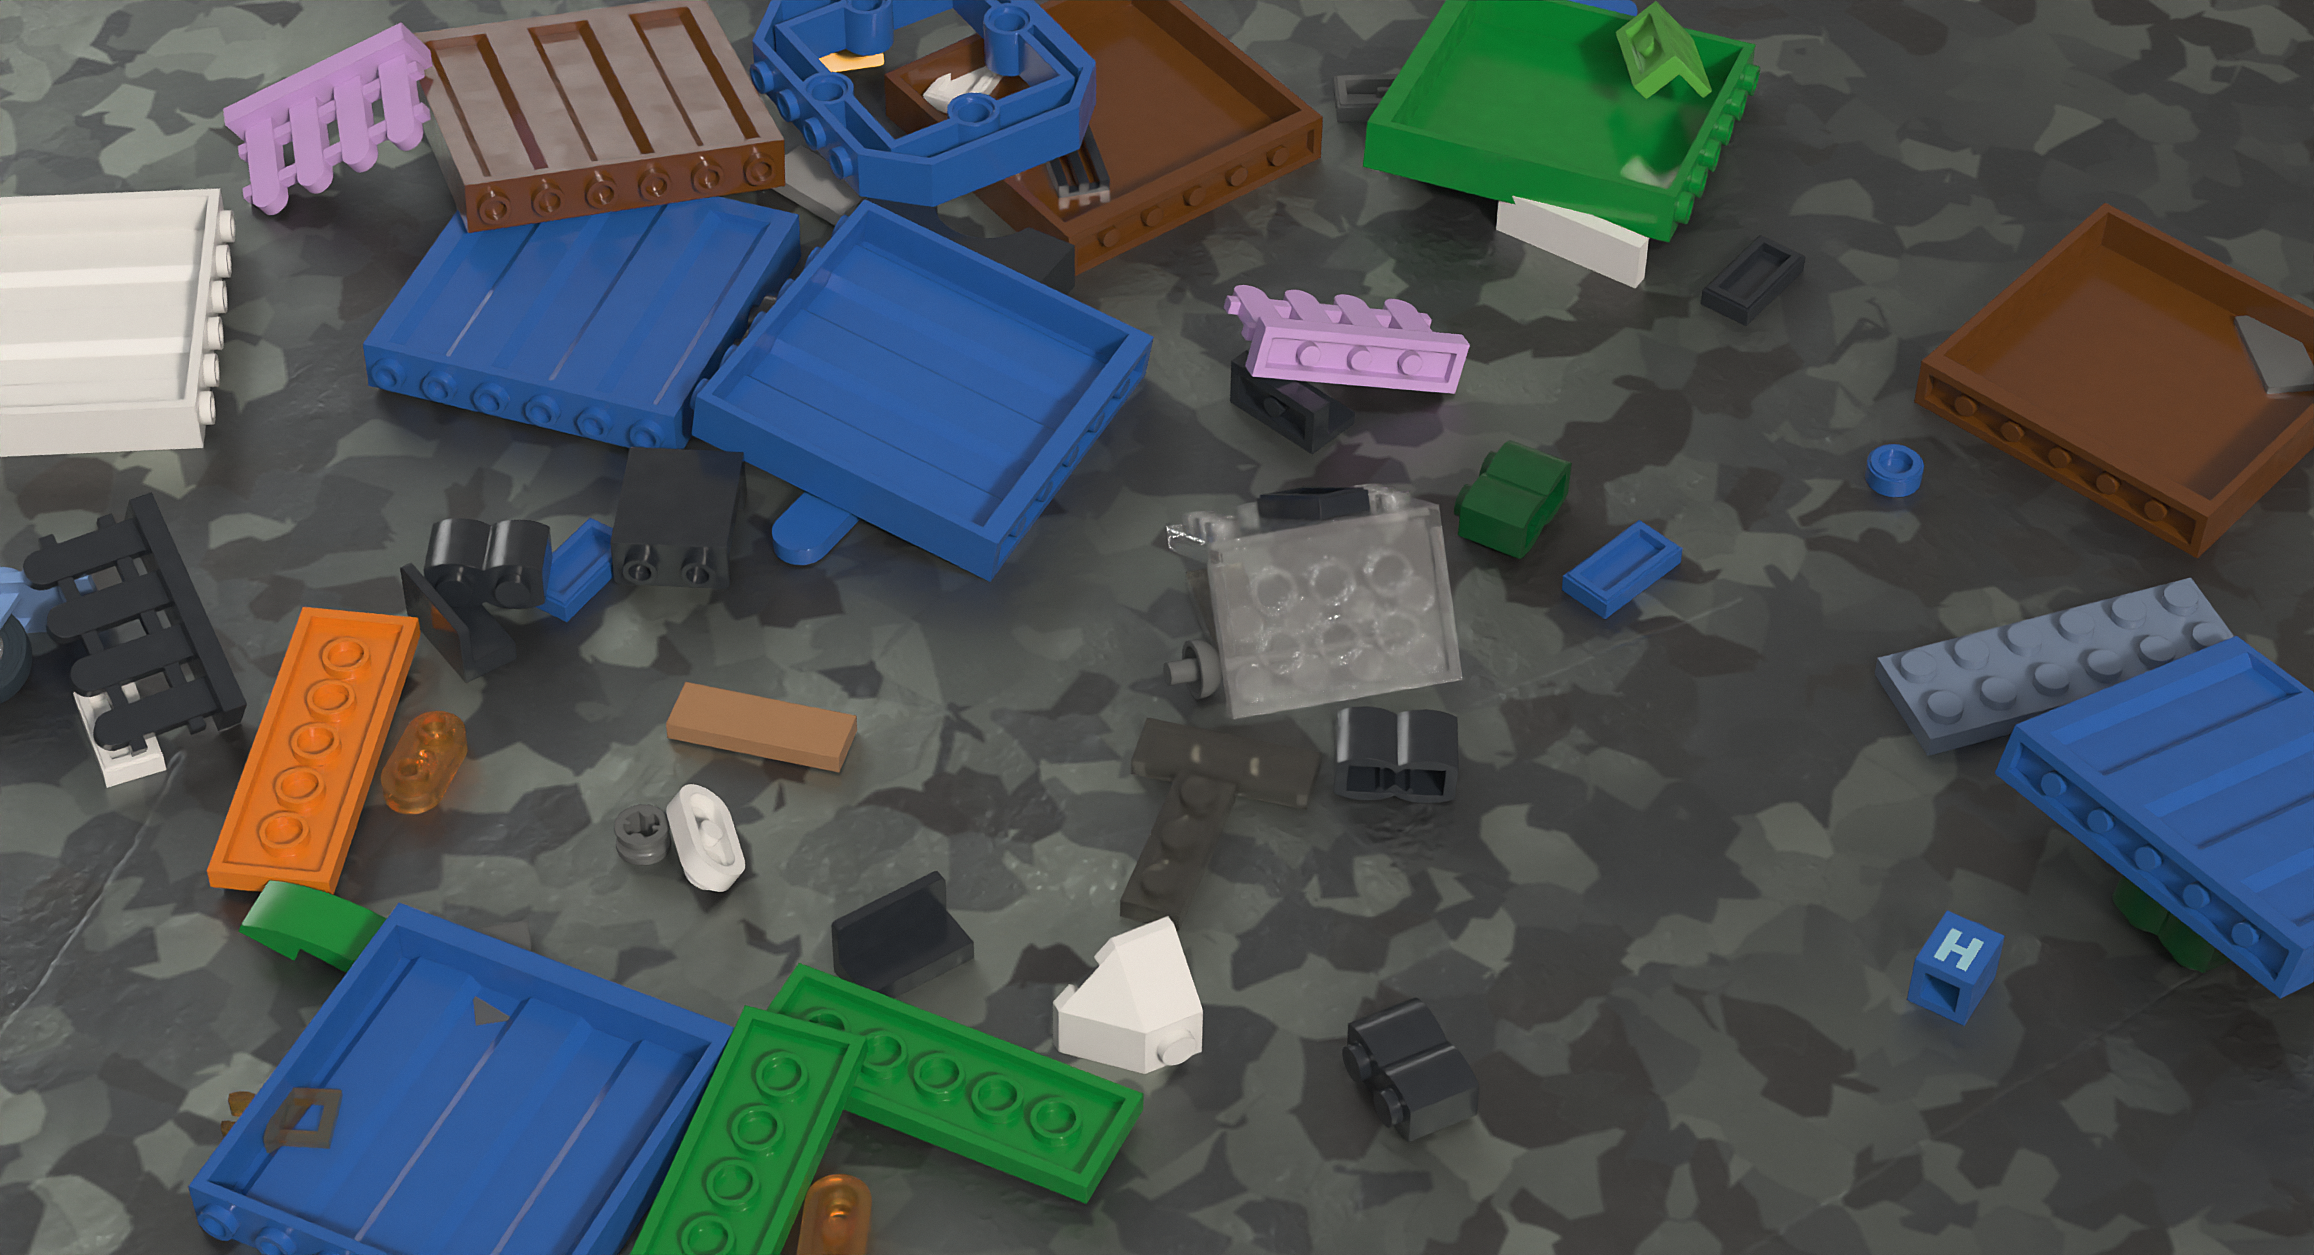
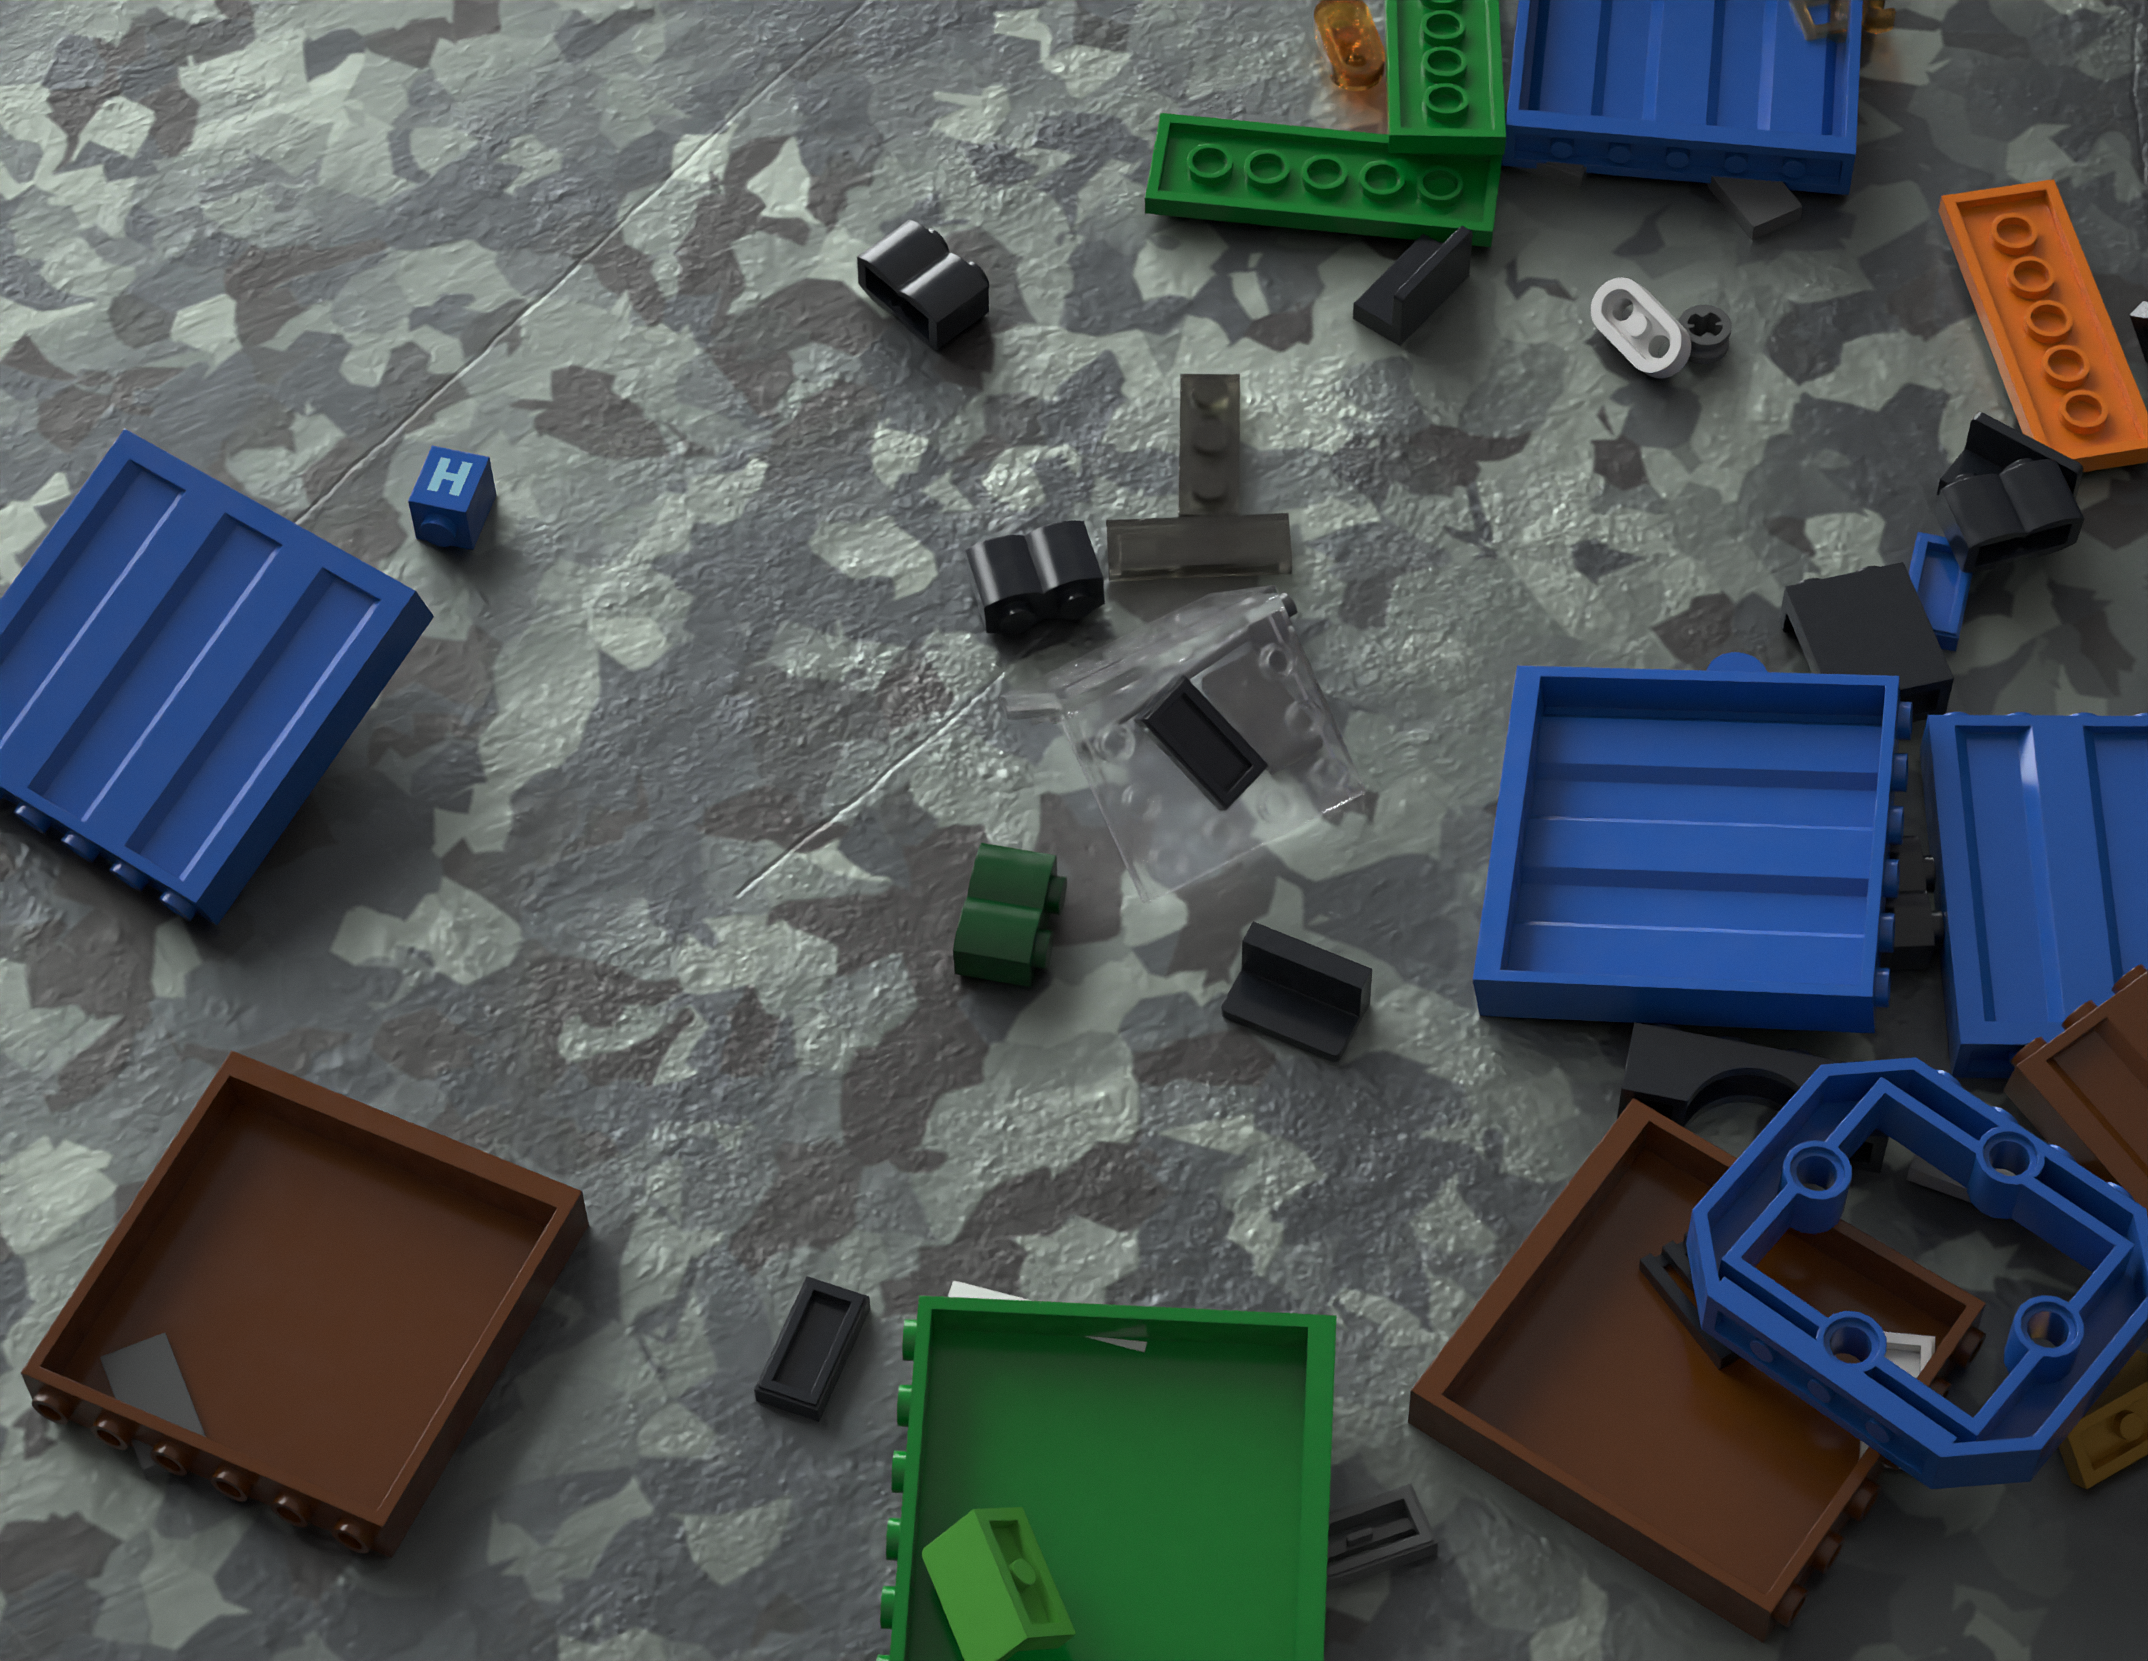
camera: 165 degrees right, 10 degrees up
(310, 920) = (1928, 170): green slope -> none
(432, 753) = (1941, 342): clear orange plate -> none
(762, 727) = (1657, 468): medium nougat tile -> none
(1135, 1006) = (1181, 261): white slope -> none
(1346, 342) = (1263, 995): lavender fence -> none
(1621, 569) = (869, 882): blue tile -> none
(1894, 470) = (596, 1098): blue tile -> none
(2011, 673) = (380, 886): sand blue plate -> none

